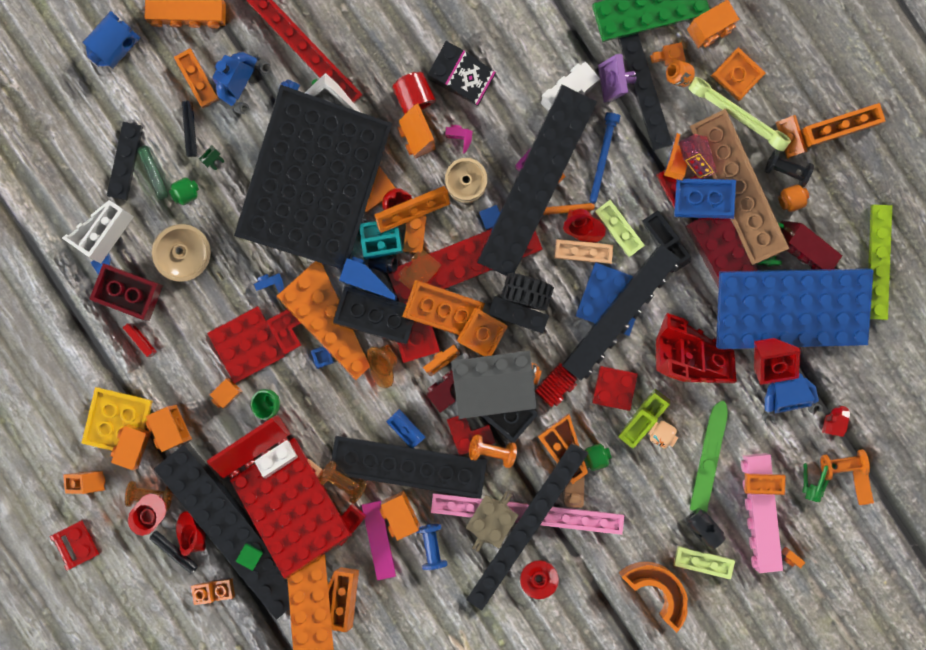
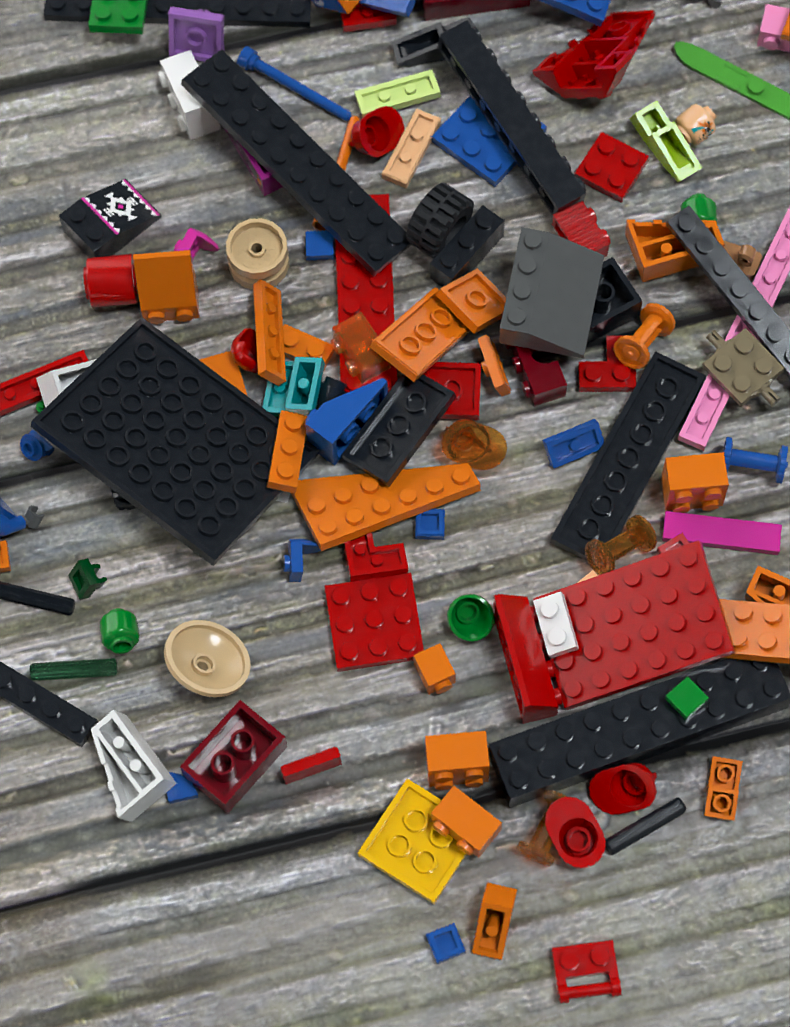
camera: 70 degrees left, 20 degrees down
(63, 457) = (445, 943): none -> blue tile
(333, 251) = (287, 452): none -> orange plate

